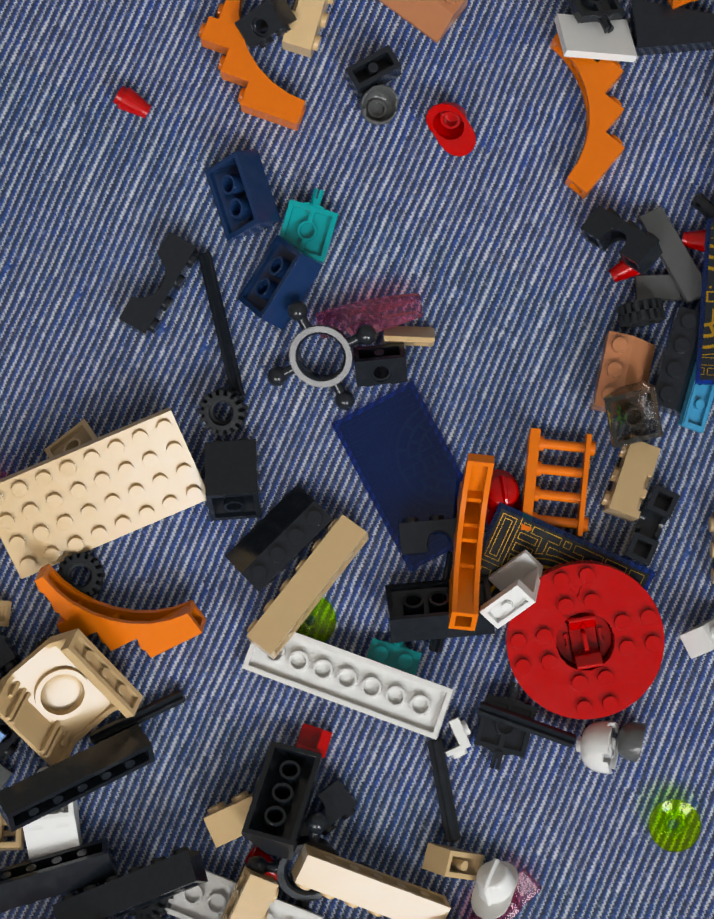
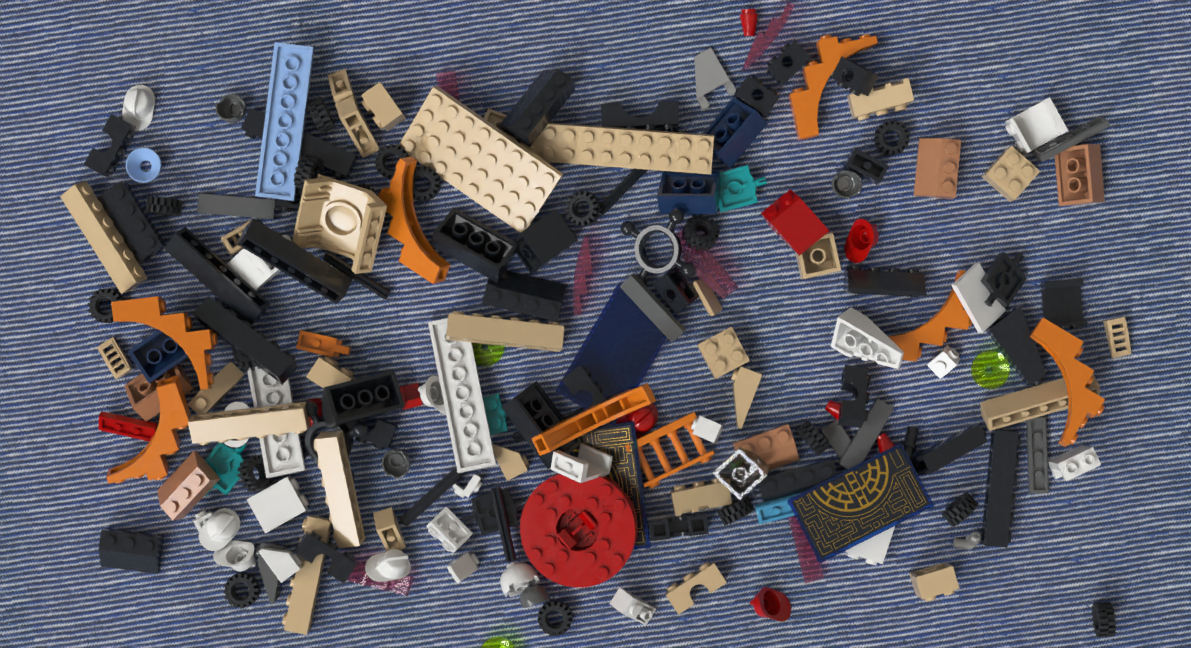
camera: 55 degrees right, 5 degrees up
(19, 600) = (383, 154): none -> black tyre
(76, 389) = (538, 106): none -> black slope
(163, 98) = (764, 41): none -> clear pink slope
(165, 183) = (709, 76): none -> light grey flag
(180, 327) = (625, 148): none -> tan plate
(186, 559) = (474, 244): none -> black slope
(190, 807) = (321, 344): none -> orange hinge
(204, 73) = (798, 58): none -> black brick
(211, 155) = (753, 84): none -> black brick
(292, 454) = (583, 269): none -> clear pink slope
(327, 714) = (432, 395): none -> white piece
(338, 306) = (704, 225): none -> black tyre
(358, 12) = (880, 141): none -> black tyre
(380, 805) = (396, 463): none -> dark grey hair
(384, 402) = (652, 307): none -> dark grey tile
(386, 185) = (794, 222): none -> red slope
(439, 185) = (819, 258): none -> tan brick
(459, 671) = (510, 461): none -> tan slope
(483, 355) = (723, 352): none -> tan brick
(495, 792) = (449, 530): none -> white bracket
(515, 130) = (884, 282): none -> black slope
(539, 357) = (744, 389): none -> tan slope
(547, 800) = (463, 566): none -> white slope
(559, 424) = (707, 429): none -> white slope
(563, 189) = (862, 338): none -> white wedge
(643, 119) = (944, 361): none -> white bracket
(672, 449) = (736, 510): none -> black tyre
(684, 64) = (999, 366): none -> clear neon green dish
(685, 737) = (554, 629): none -> black tyre

